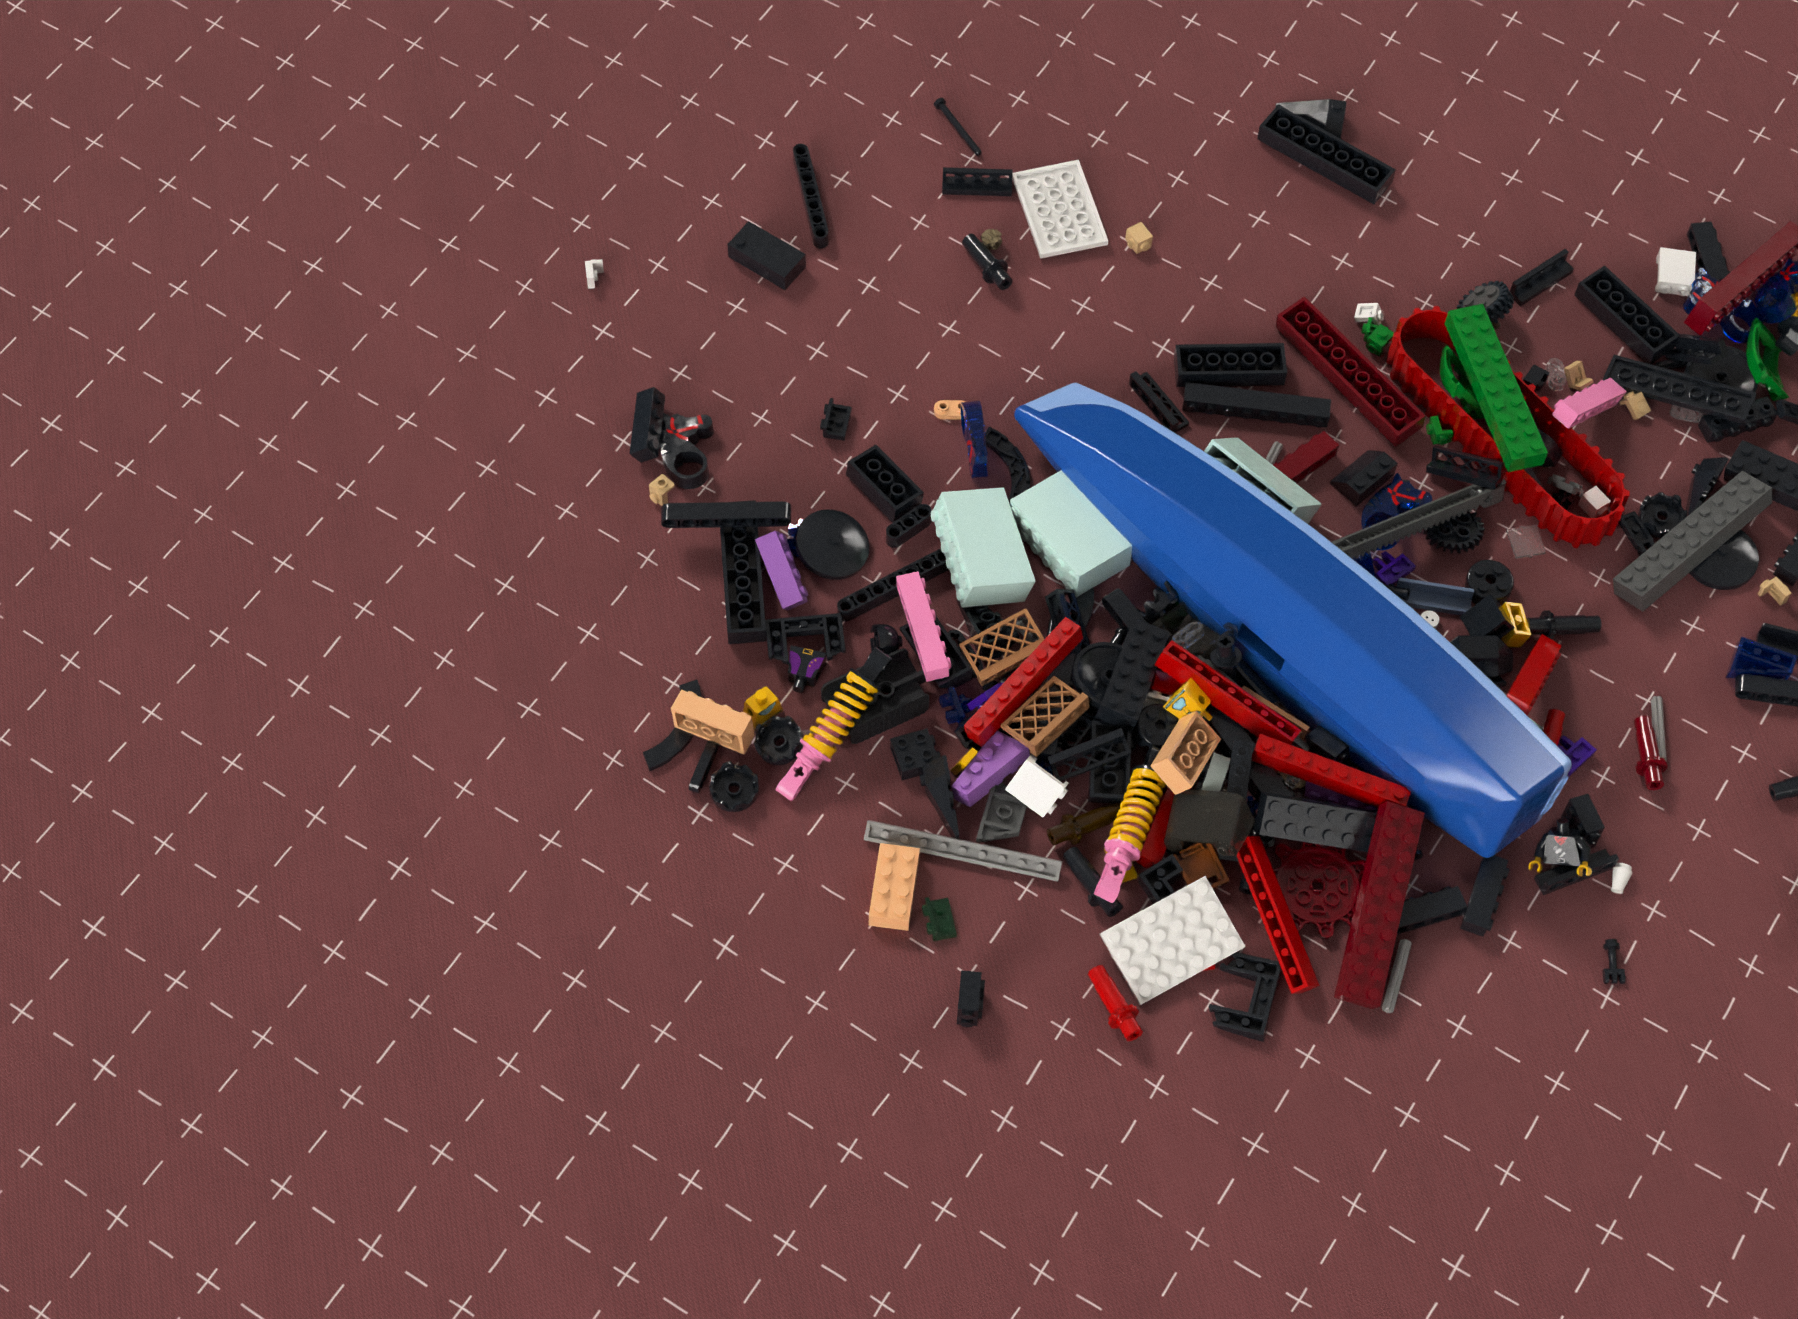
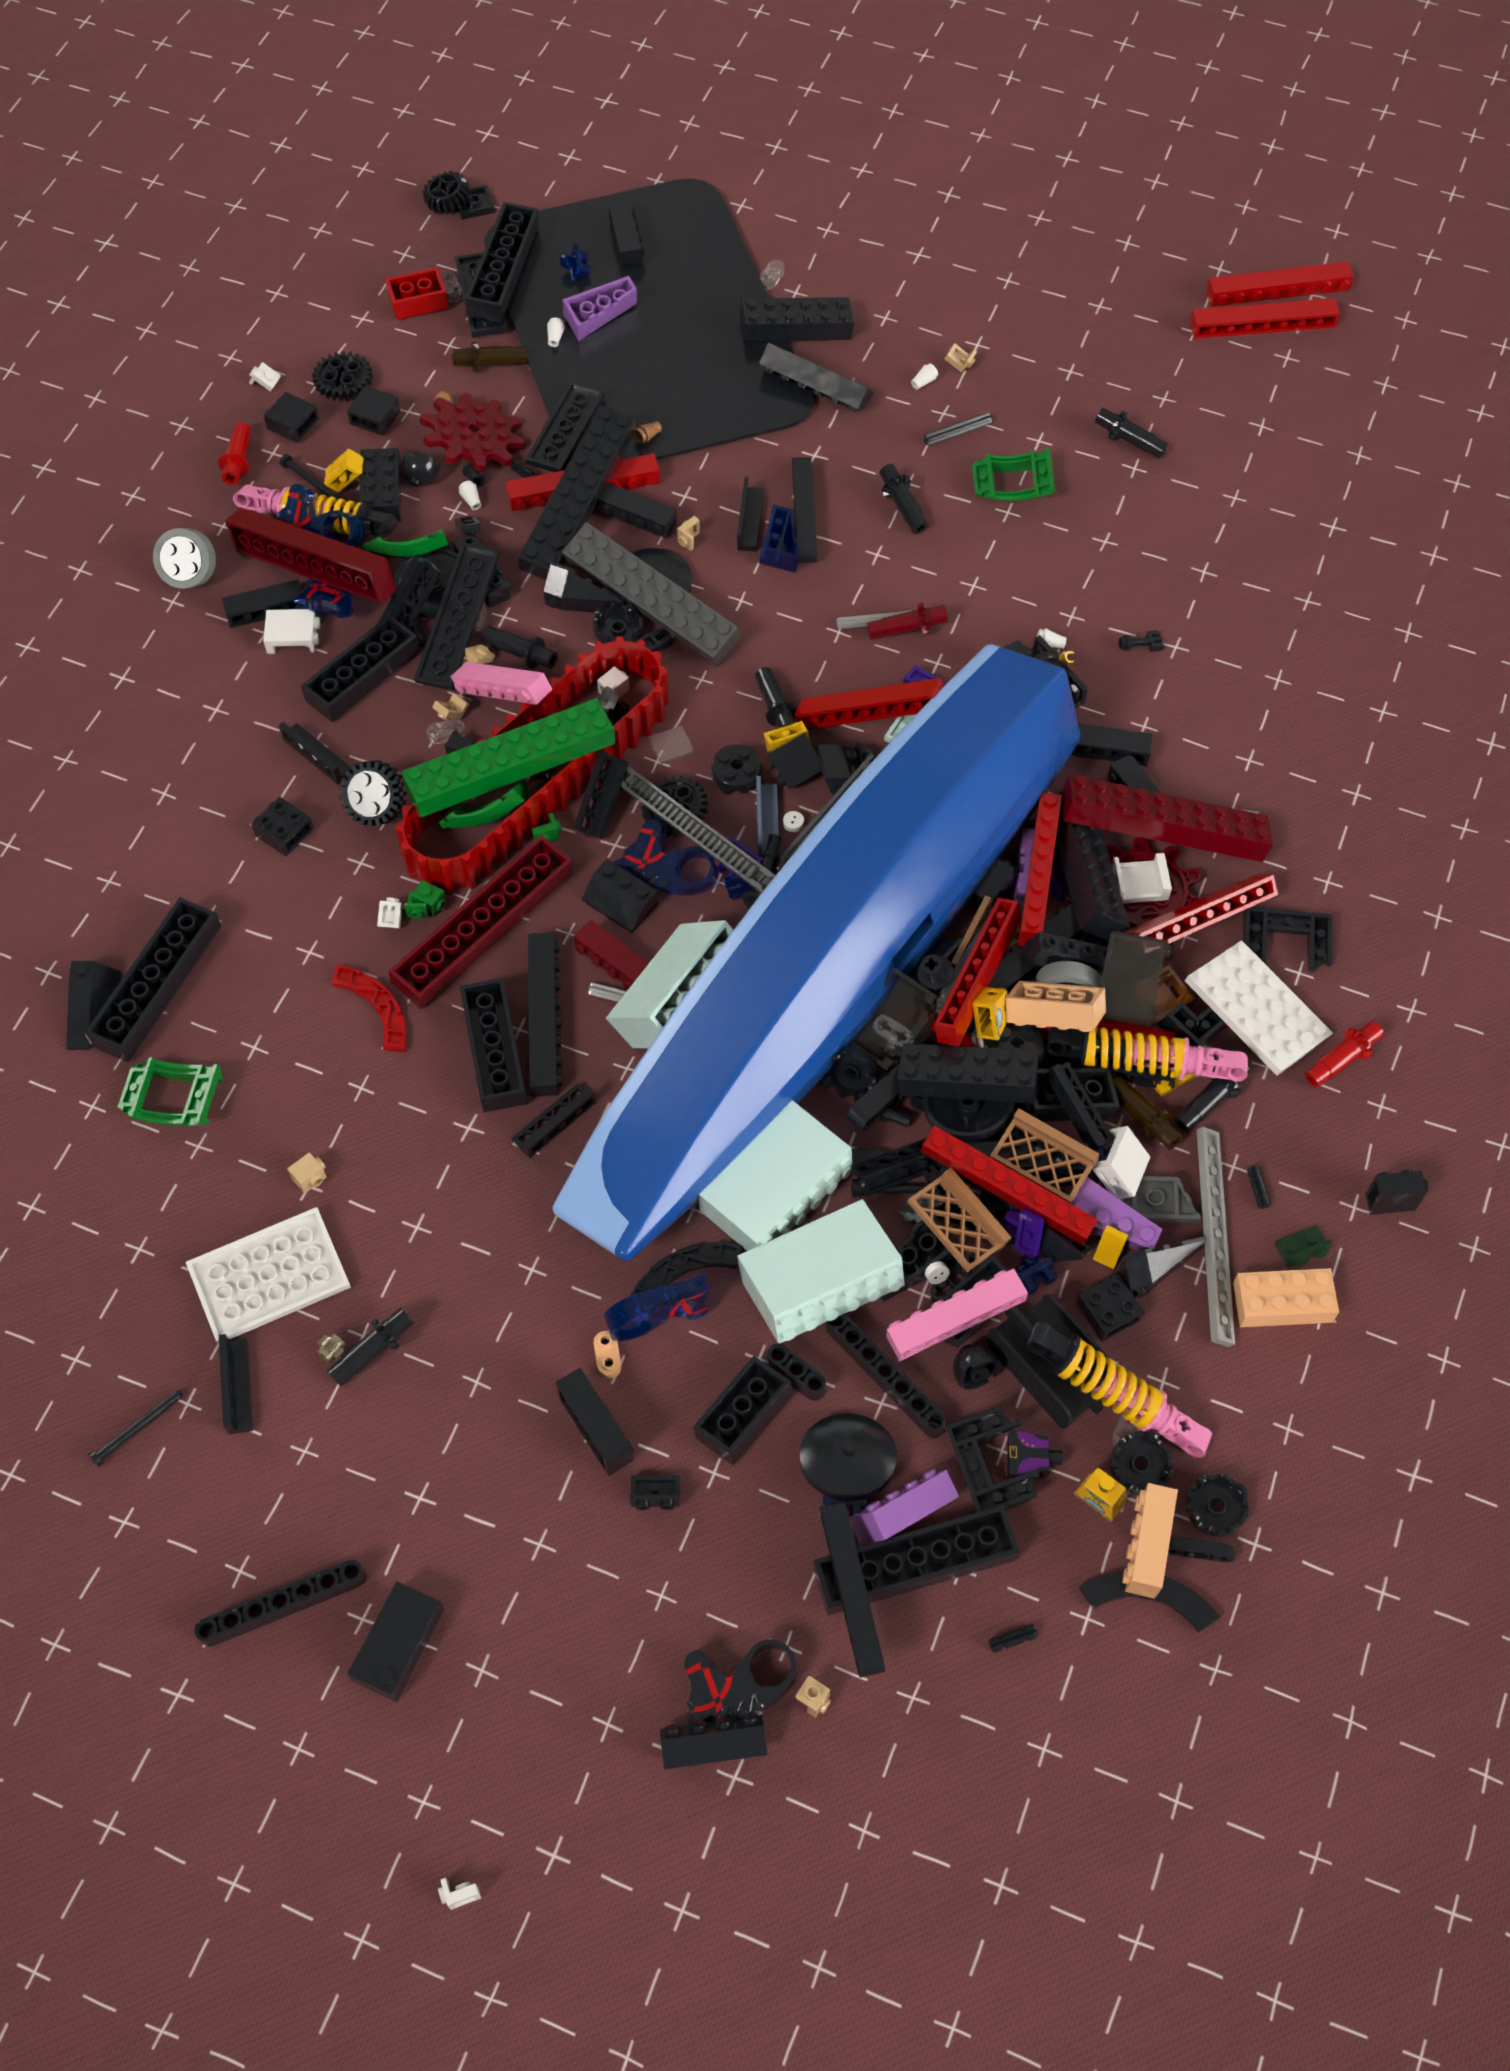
camera: 100 degrees left, 0 degrees up
(671, 628) = (1013, 1638): none -> black axle
(895, 386) = (594, 1421): none -> black brick
(967, 631) = (937, 1272): none -> white tile
(1001, 899) = (1259, 1187): none -> black axle
(1214, 174) = (198, 1101): none -> green wedge
(1270, 308) = (381, 999): none -> red tile
(1323, 877) = (1143, 880): none -> white panel
(1465, 249) = (282, 826): none -> black brick
(1634, 443) = (531, 651): none -> black gear
(1756, 196) = (184, 558): none -> wheel

